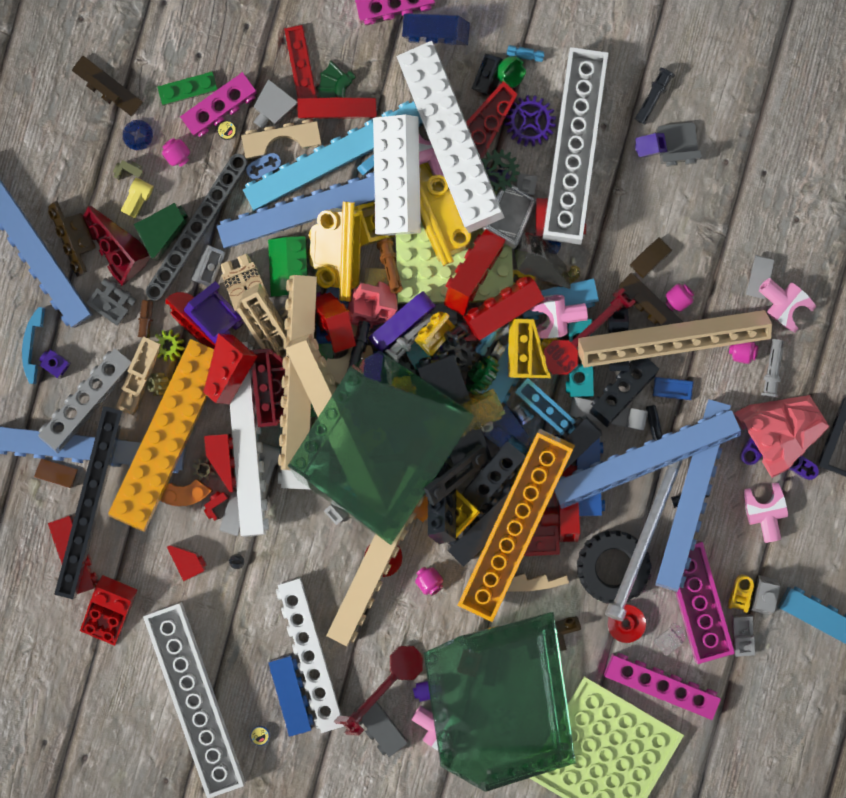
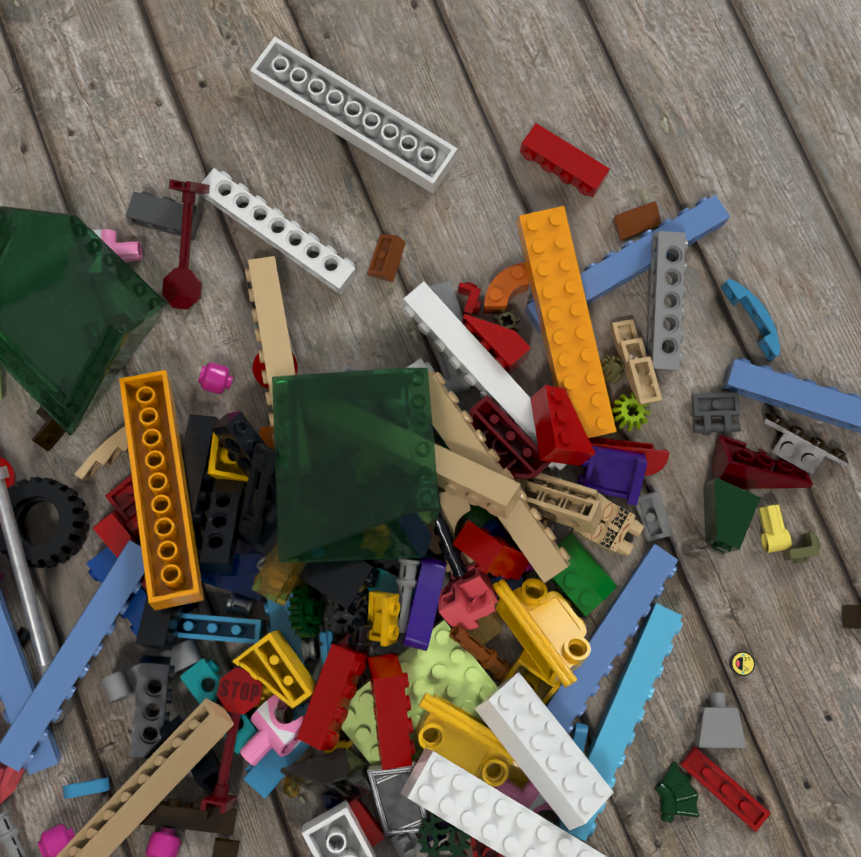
camera: 145 degrees right, 10 degrees down
(61, 363) = (714, 320): dark purple brick -> none
(89, 502) = (588, 211): black brick -> none
(108, 610) = (494, 138): red slope -> none
(141, 143) = (813, 584): clear blue gear -> none
(145, 319) = (671, 420): reddish brown axle -> none
(175, 152) = (773, 602): dark pink head -> none
(187, 88) = (812, 675): green plate -> none
(187, 561) = (457, 230): red slope -> none
(198, 217) = (690, 556): dark grey beam -> none
(236, 557) = (413, 268): black hinge -> none
(239, 83) = (781, 674): dark pink brick -> none
(249, 580) = (386, 257): none -> dark orange slope
(257, 143) = (703, 673): tan arch -> none
(260, 735) = (271, 130): tile -> none
(261, 162) = (684, 657): medium blue beam -> none
(290, 695) = (269, 183): blue brick -> none
(337, 108) = (655, 772): red slope -> none
(422, 691) = (148, 273): dark purple brick -> none
(654, 422) = (98, 694): black axle -> none
(673, 388) = (106, 746): blue tile -> none
(702, 371) = (86, 787): none -> dark azure beam

